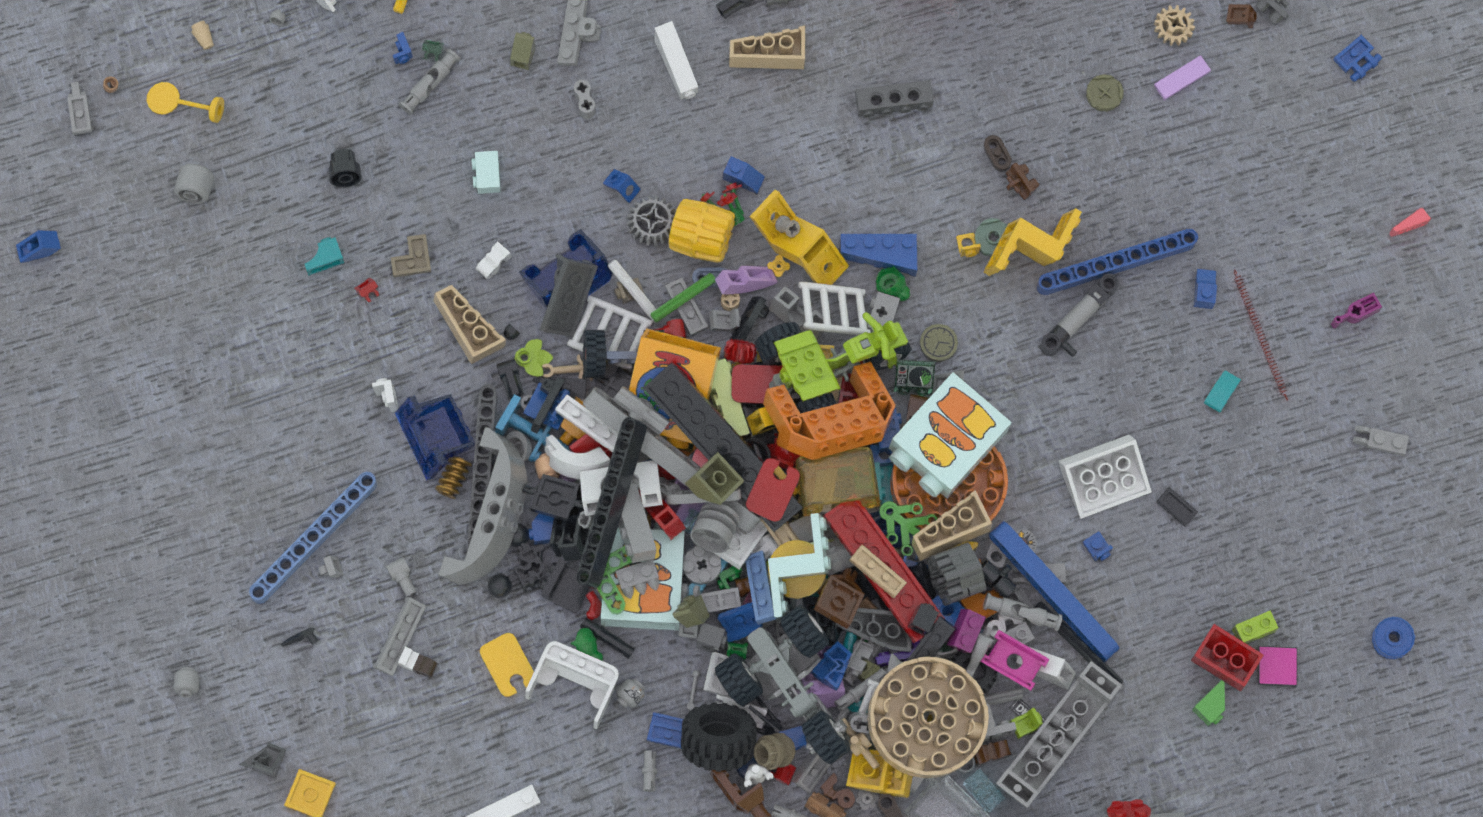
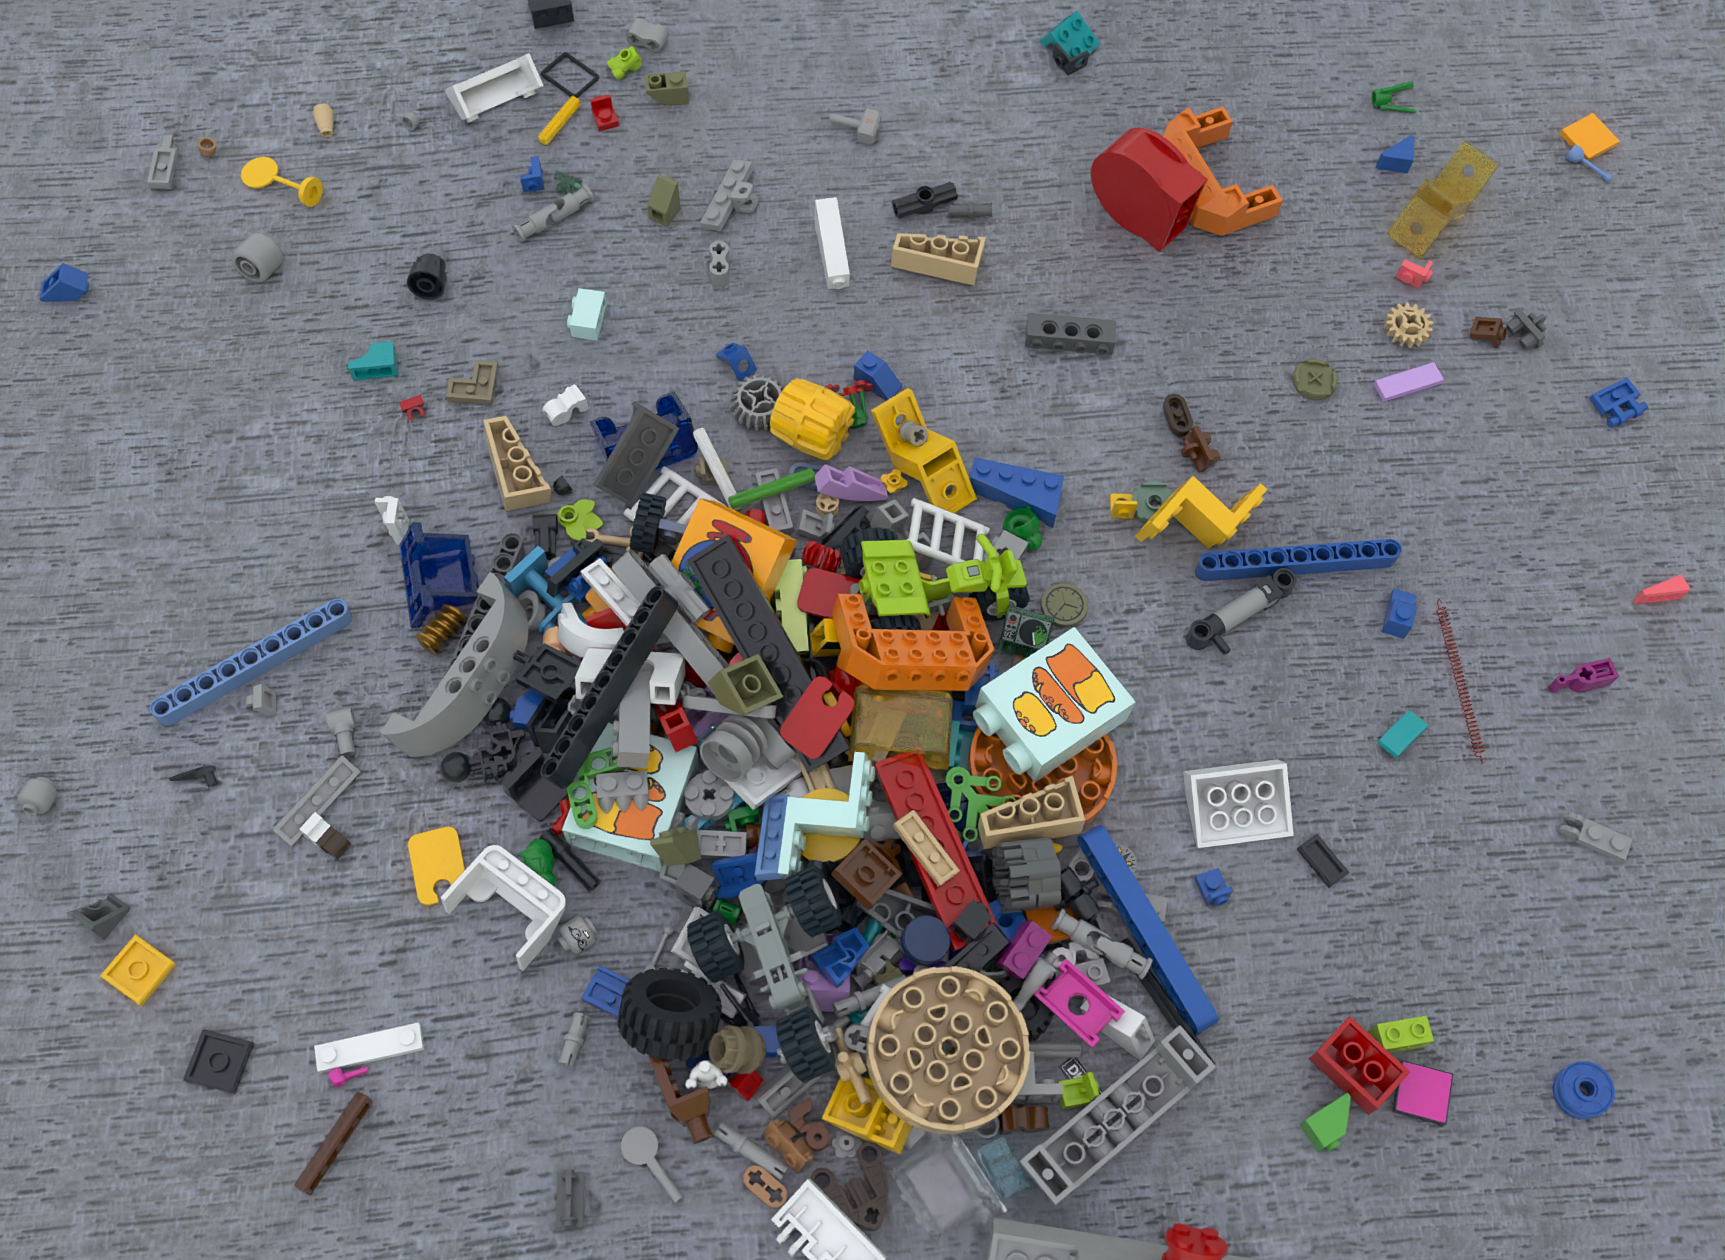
camera: 15 degrees right, 10 degrees down
(892, 640) = (925, 941): none -> dark blue head

